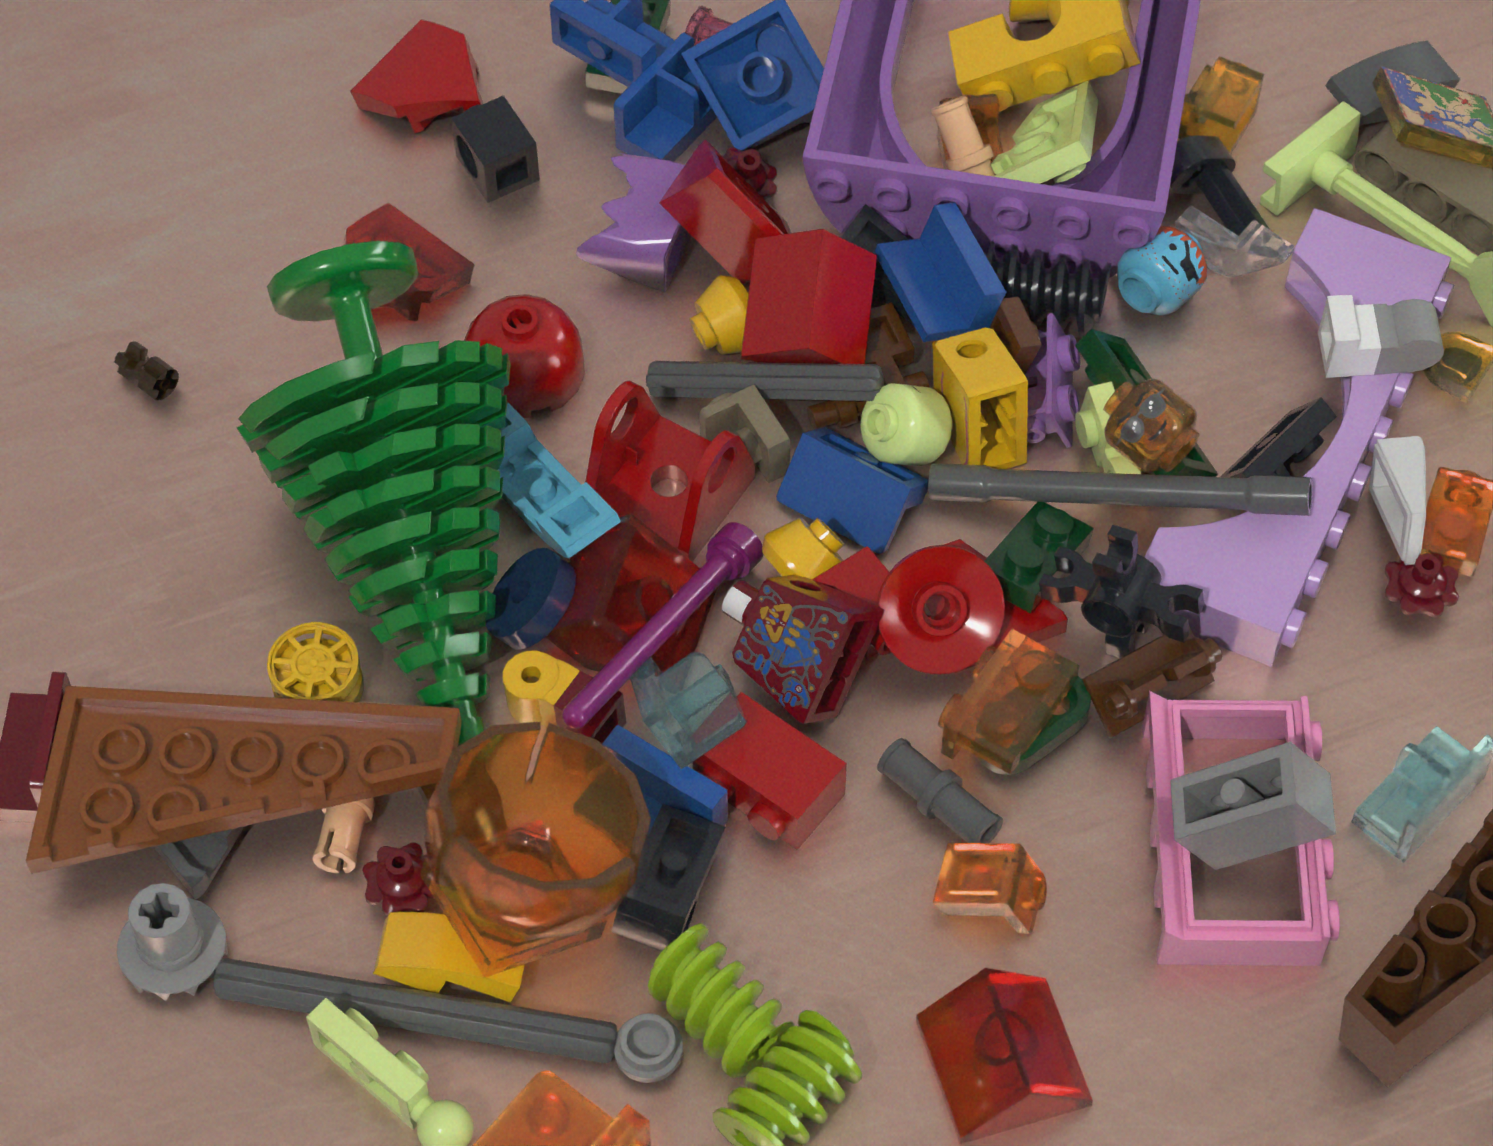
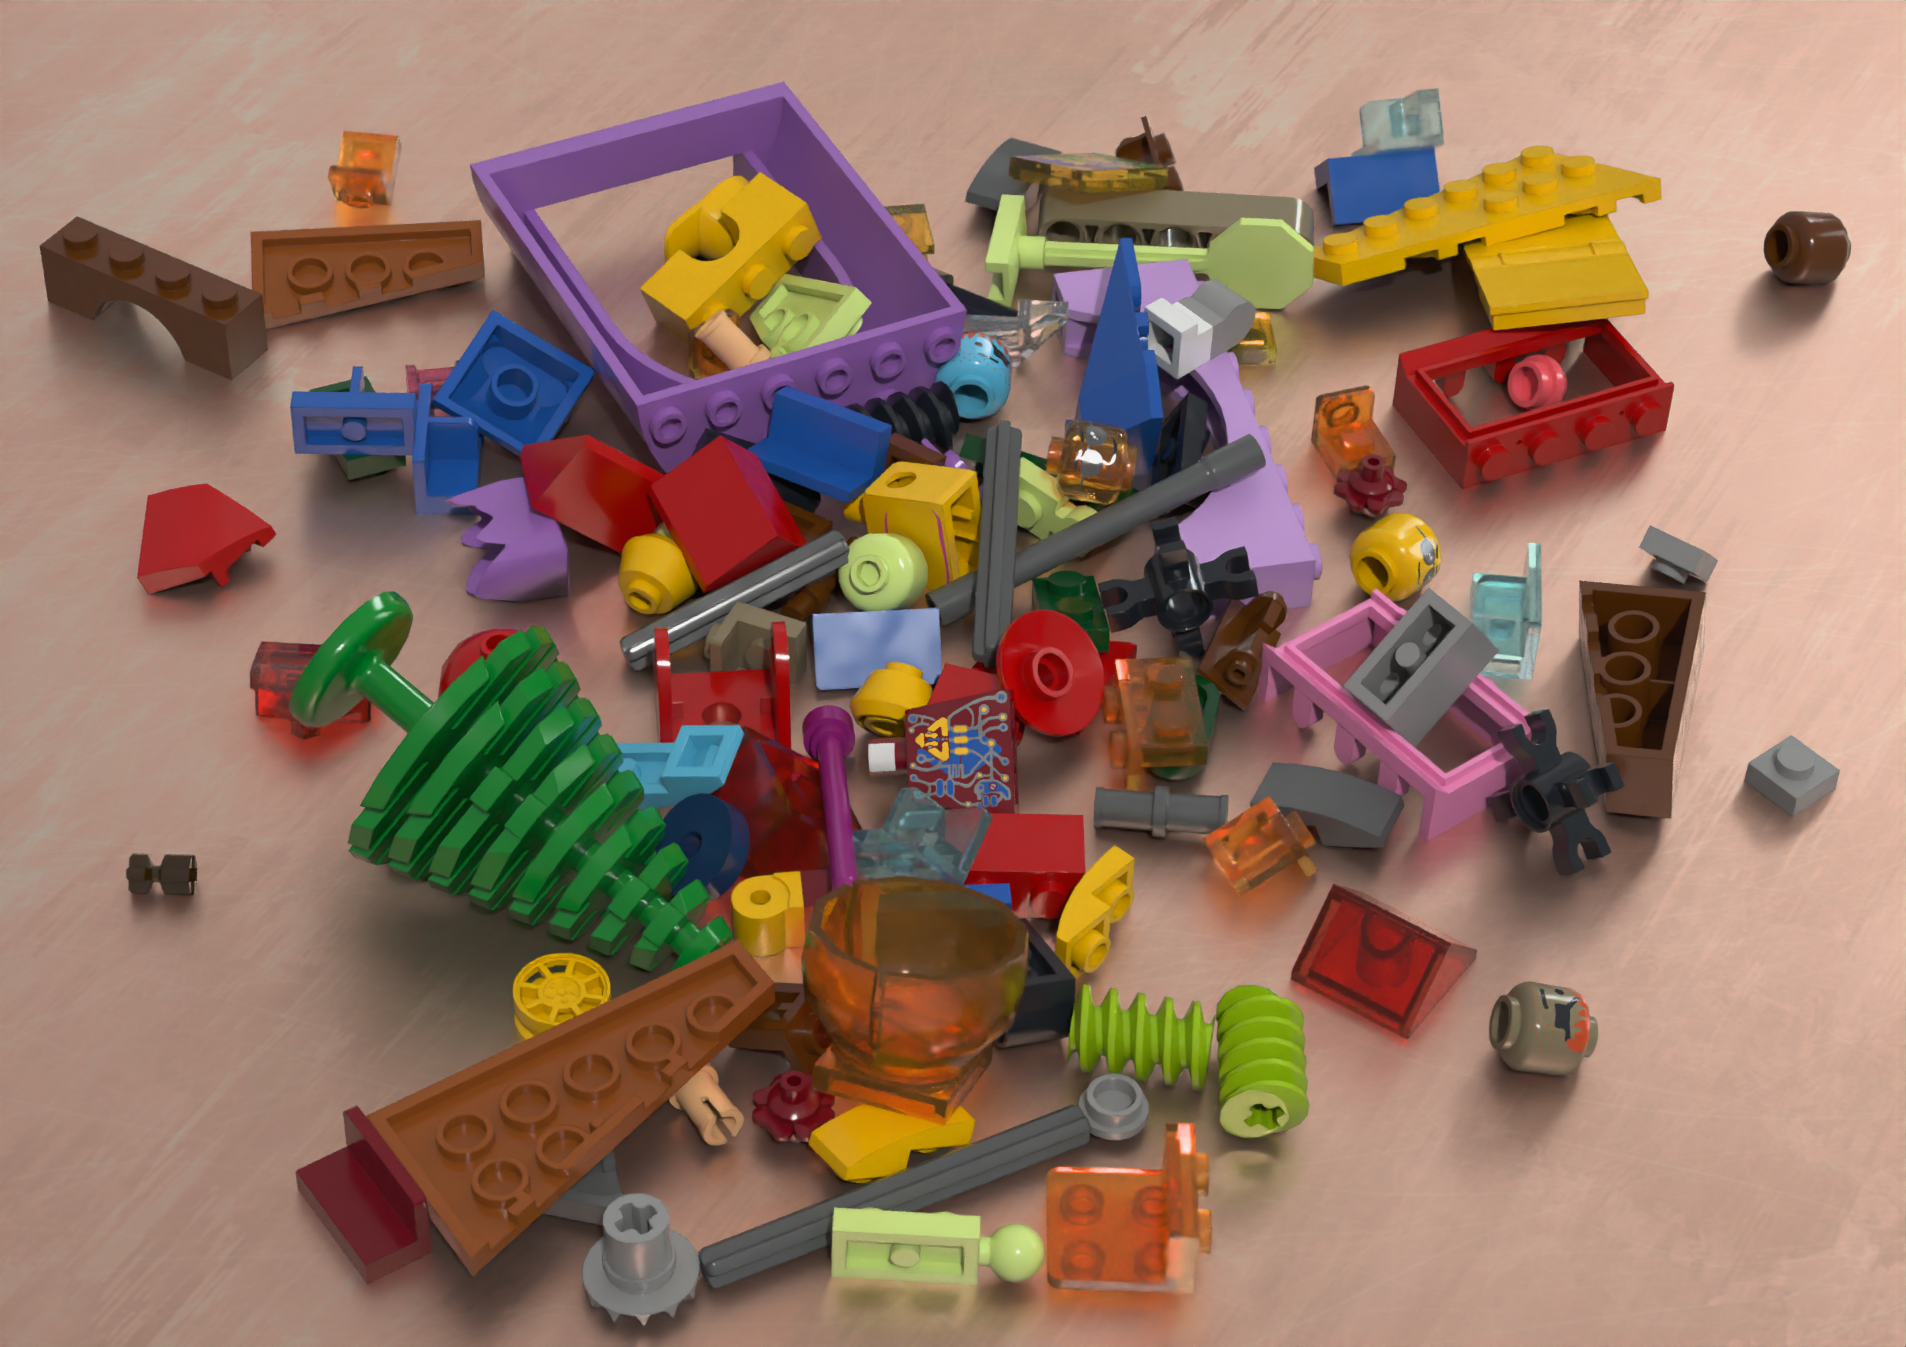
camera: 40 degrees left, 15 degrees down
(495, 148) = (321, 554): black brick -> none
(762, 867) = (1096, 901): none -> yellow slope
(1017, 447) = (997, 540): none -> dark grey axle
(1090, 877) = (1339, 805): none -> dark grey slope
(1258, 357) = (1121, 372): none -> blue wedge
(1276, 1000) = (1554, 792): none -> black pin
(1371, 670) = (1395, 556): none -> yellow head
(1400, 492) = (1308, 431): white slope -> none

